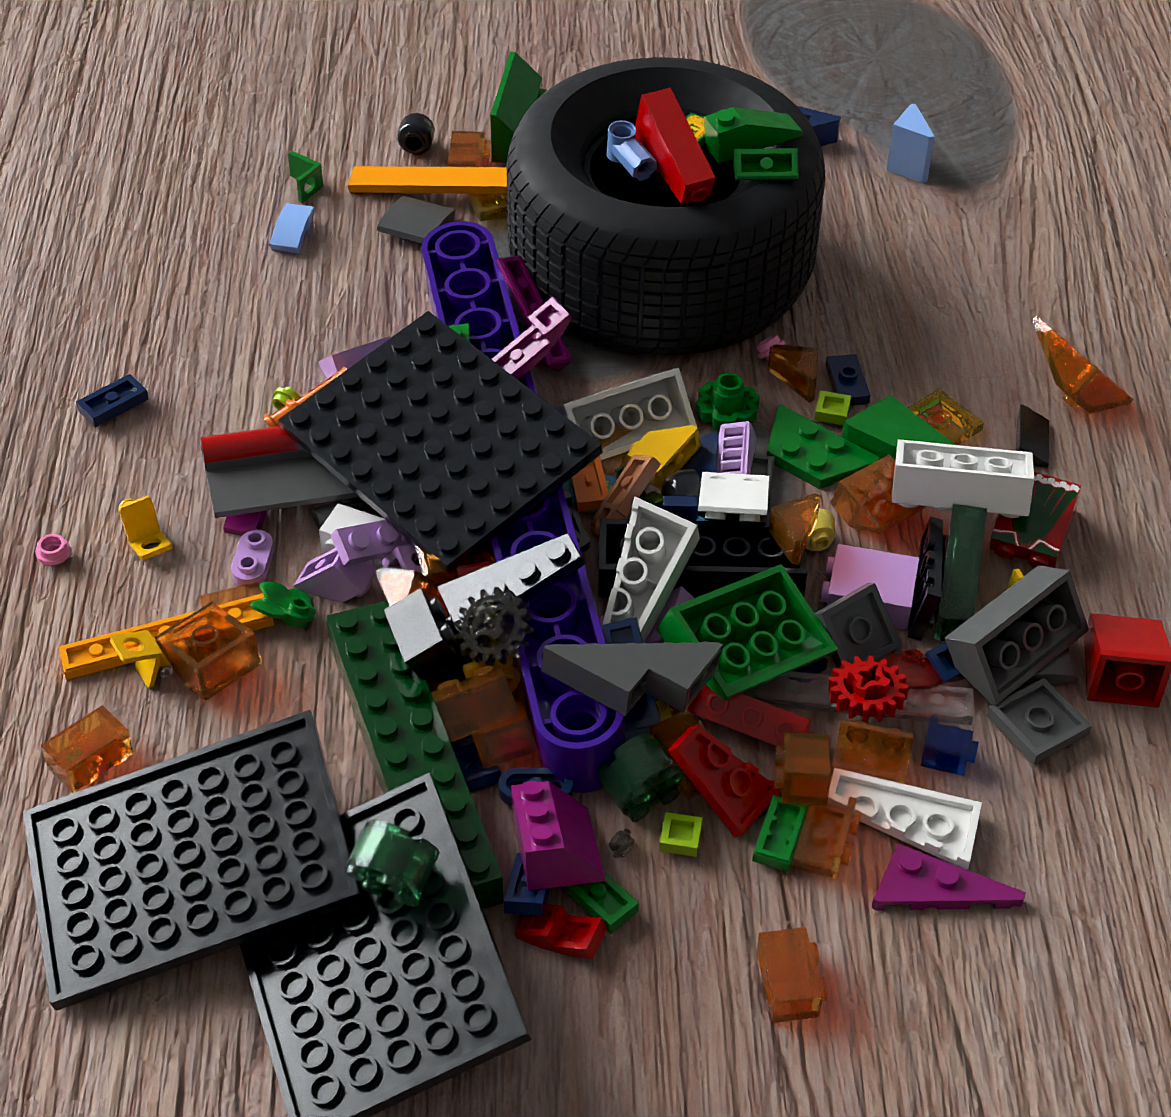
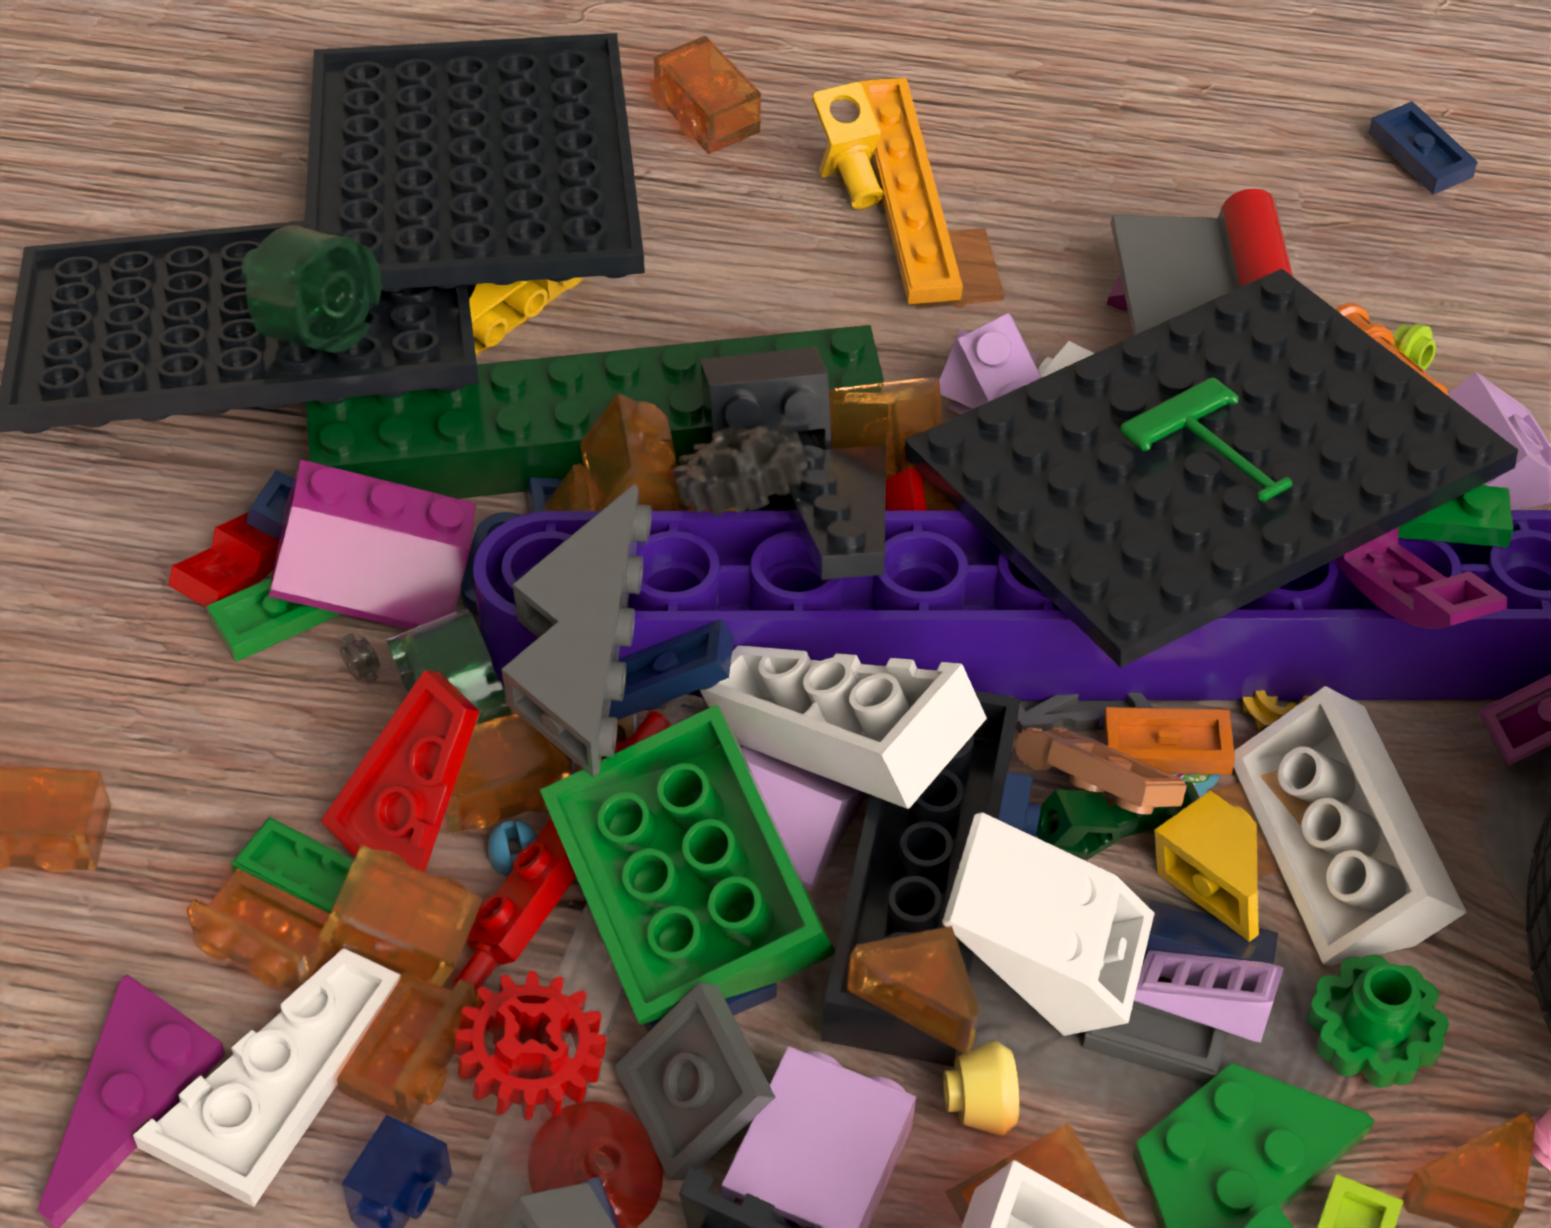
camera: 100 degrees right, 5 degrees up
(52, 549) = (1099, 77): bright pink plate -> none
(142, 527) = (1131, 159): yellow bracket -> none
(210, 650) = (844, 209): clear orange slope -> none
(252, 558) = (1053, 290): lavender plate -> none
(290, 605) = (941, 301): green plate -> none
(424, 440) = (1185, 411): none -> green piece
(680, 834) = (344, 732): lime plate -> none
(681, 483) = (1116, 853): black hair -> none
(734, 741) = (498, 844): none -> dark azure hinge

